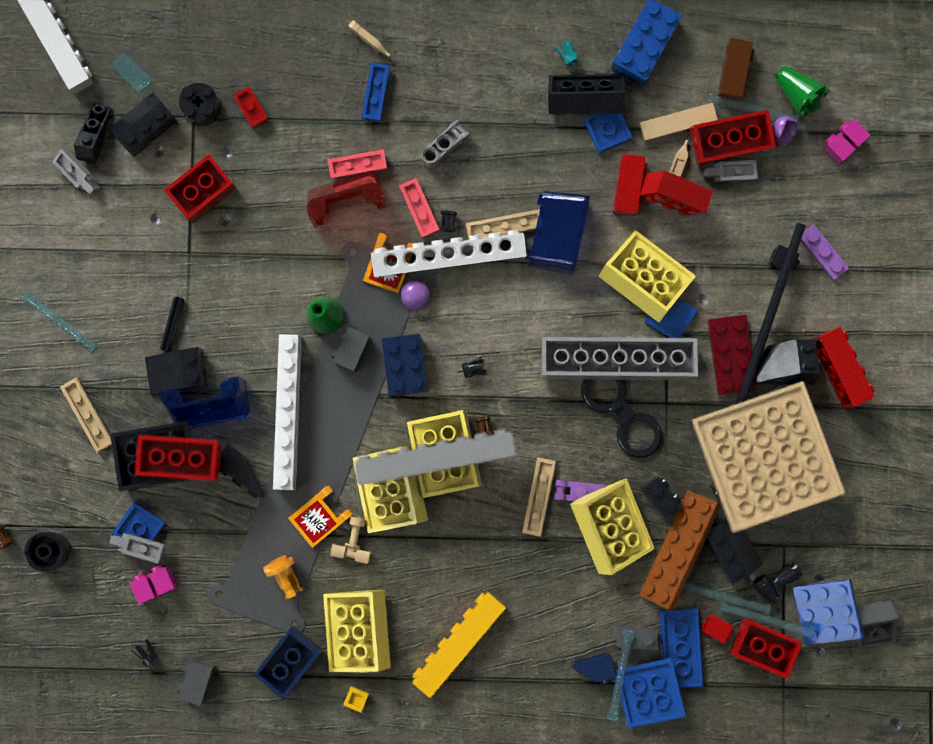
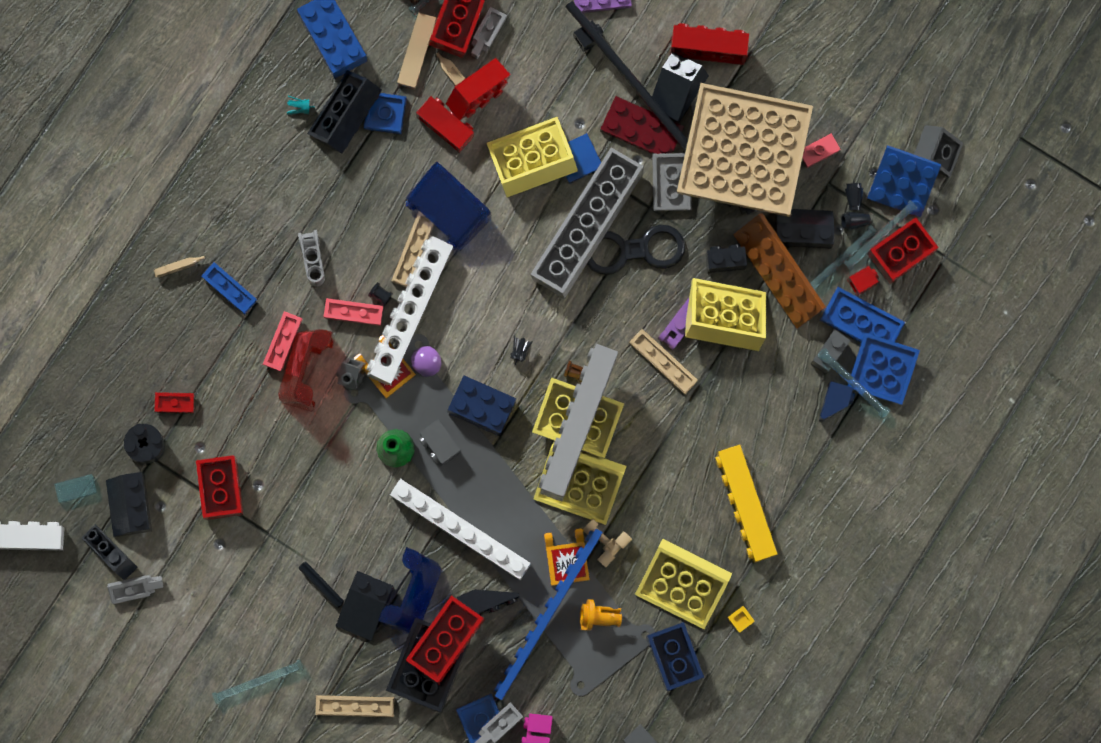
camera: 65 degrees left, 5 degrees down
(251, 530) = (543, 620): none -> blue plate
(364, 238) = (351, 373): none -> dark grey brick
(698, 403) = (665, 183): none -> light grey tile
(809, 521) = (820, 150): none -> coral plate

